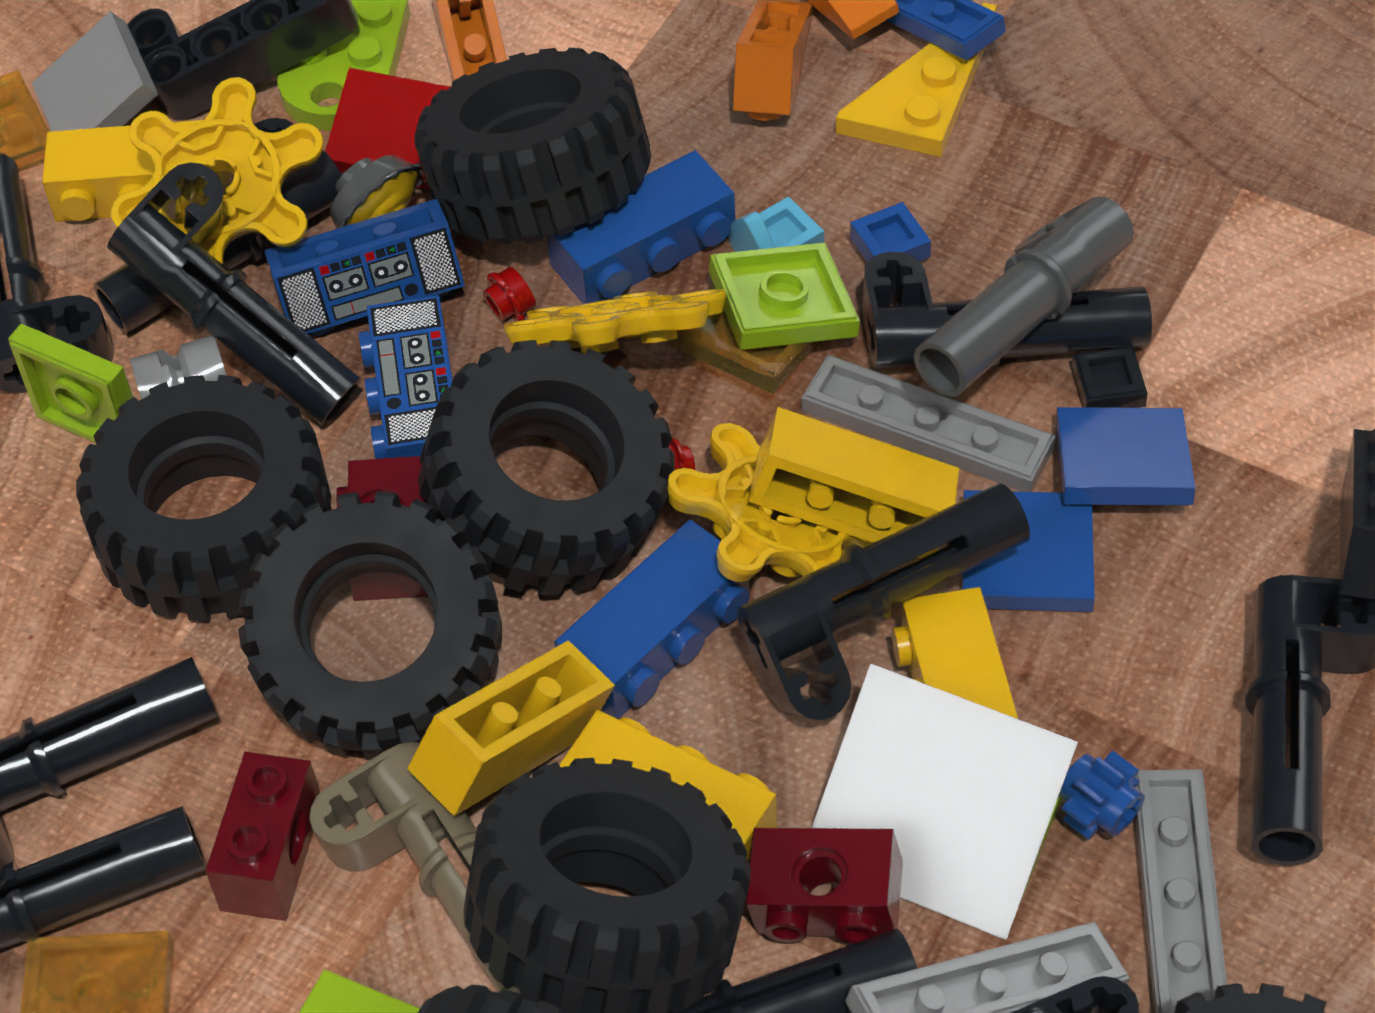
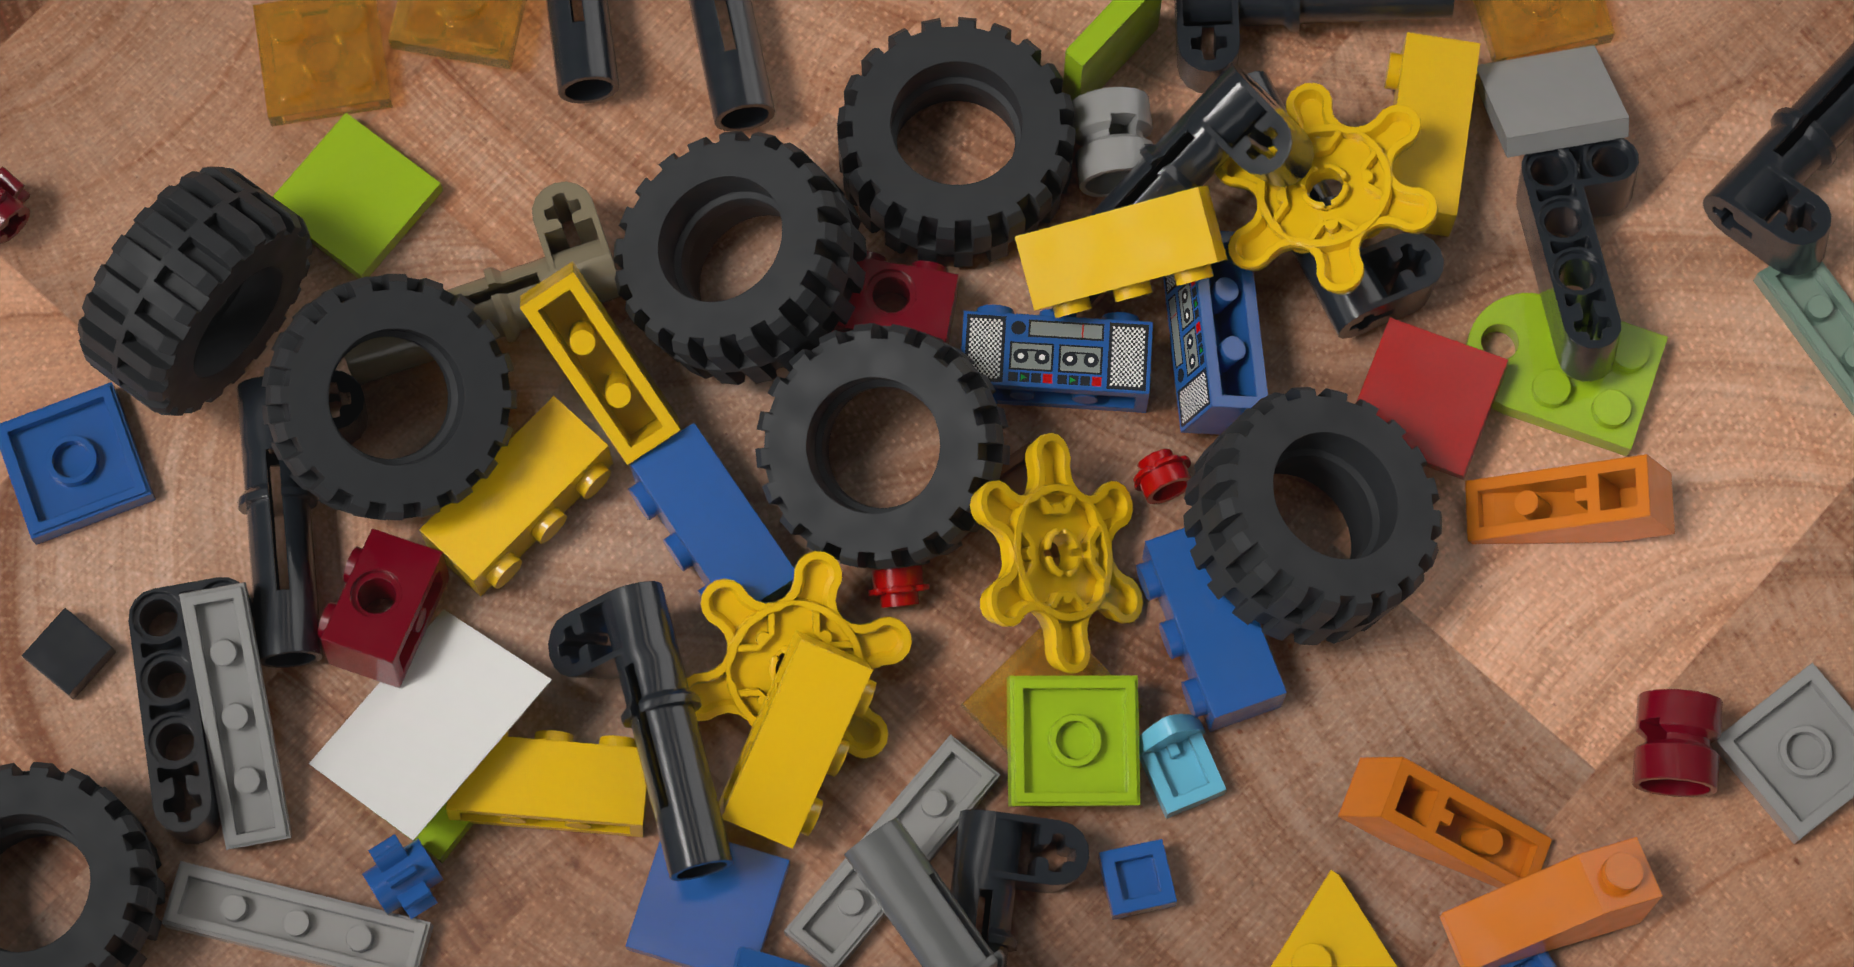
camera: 100 degrees right, 20 degrees up
(263, 836) = (577, 147): dark red brick -> none
(308, 307) = (1122, 251): none -> yellow brick
(374, 189) = (1303, 350): dark grey piece -> none

